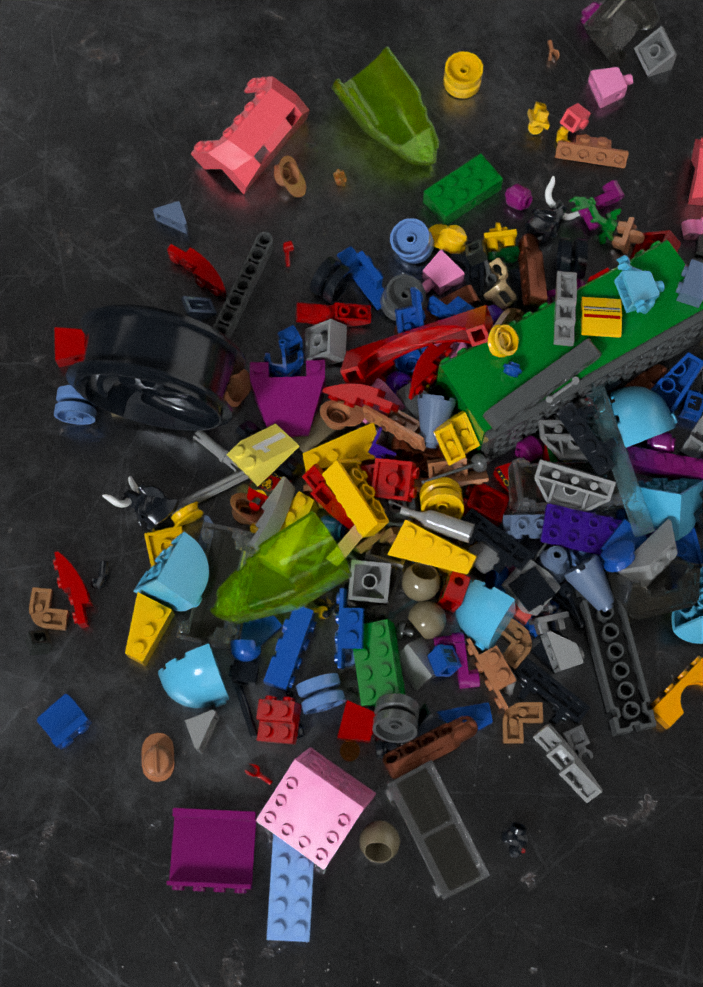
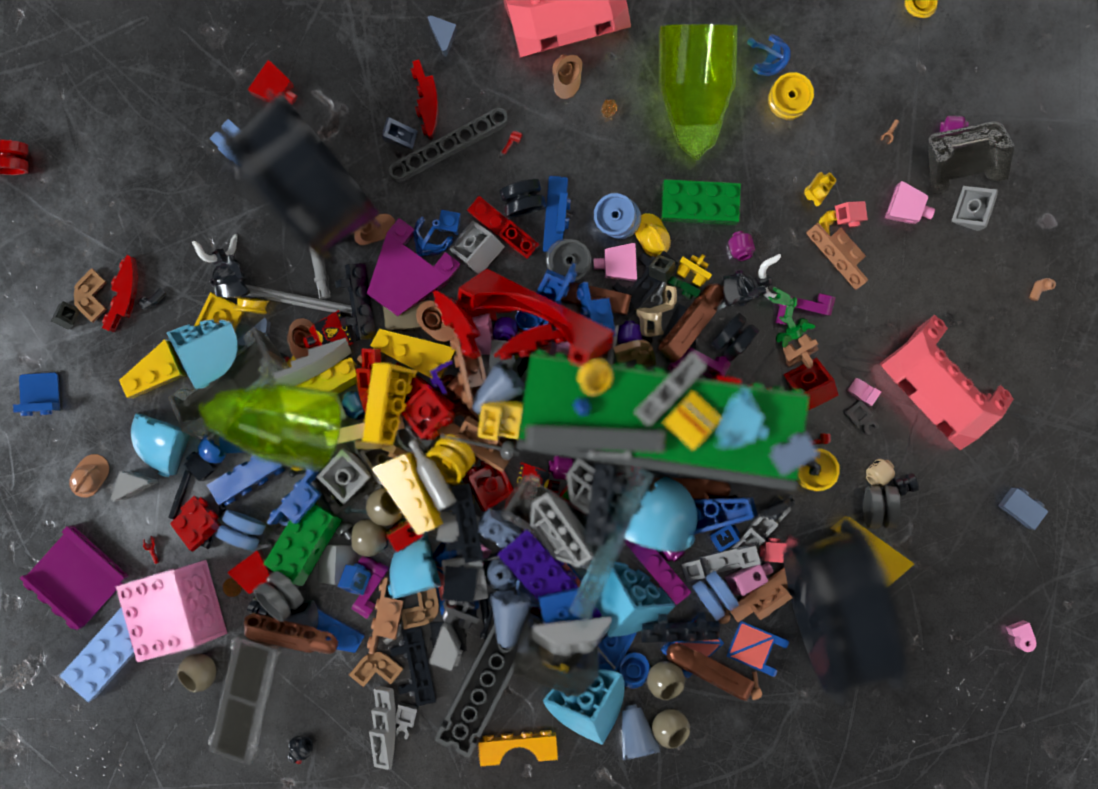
camera: 30 degrees right, 15 degrees up
(262, 453) = (345, 305): light yellow slope -> none
(425, 59) = (767, 68): none -> blue helmet
(618, 555) = (542, 616): blue piece -> none

